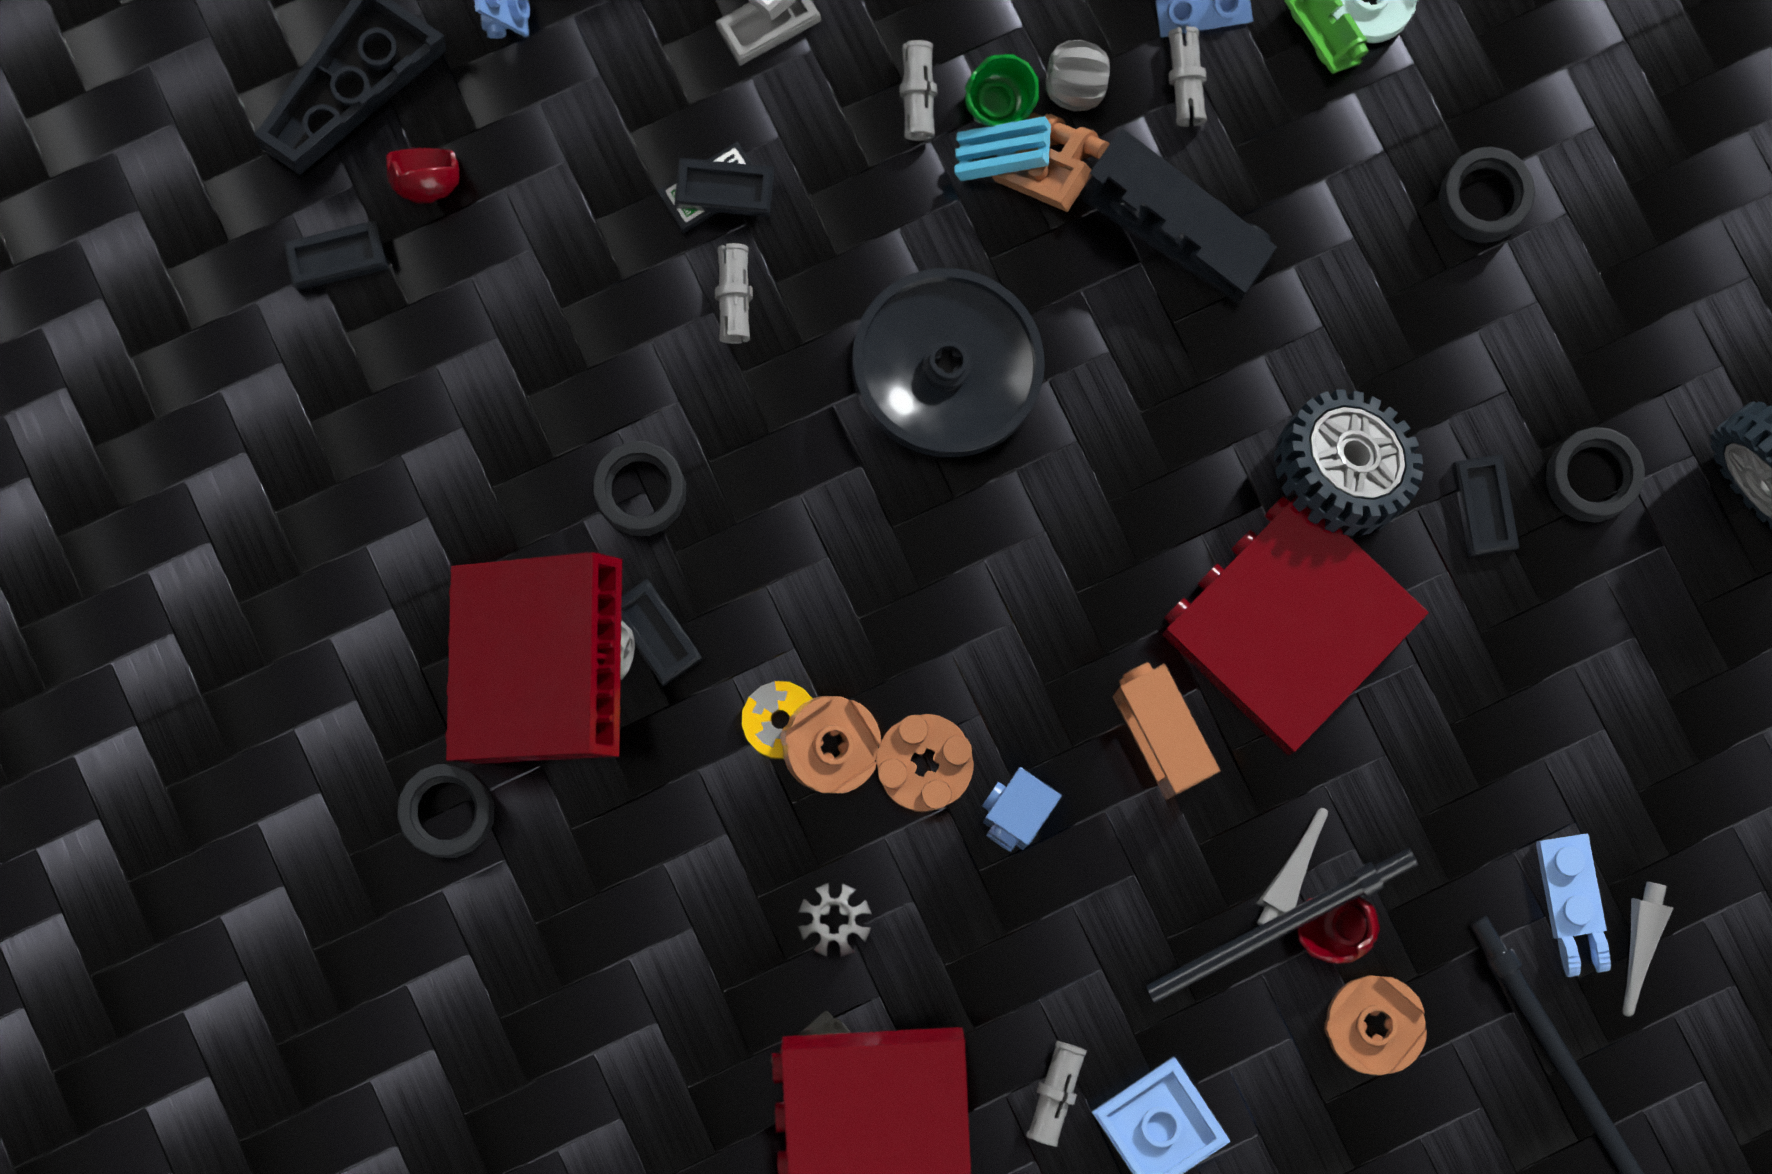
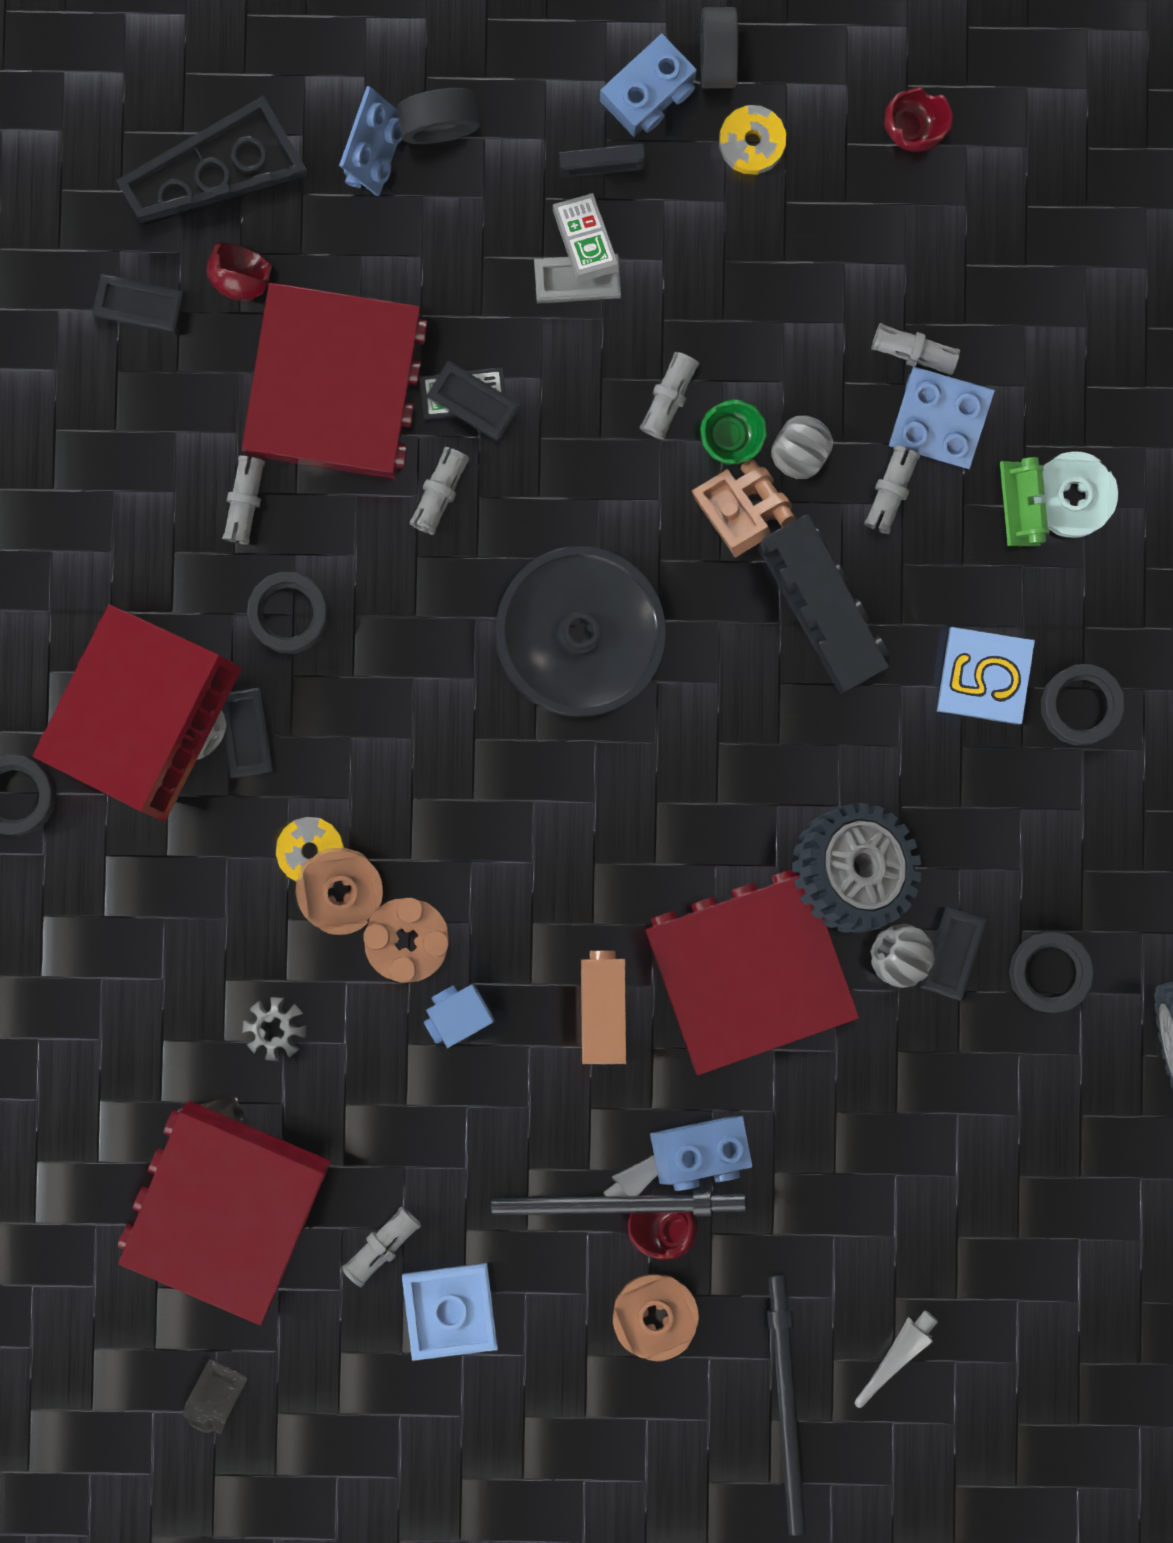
camera: 20 degrees right, 5 degrees up
(538, 398) = (243, 500): none -> light grey pin
(573, 235) = (334, 381): none -> dark red brick
(1003, 142) = (712, 464): medium azure tile -> none
(1338, 828) = (701, 1151): none -> medium blue brick
(1374, 214) = (985, 675): none -> light blue tile
(1438, 529) = (902, 955): none -> light grey piece
(1573, 900) = (861, 1295): light blue hinge -> none

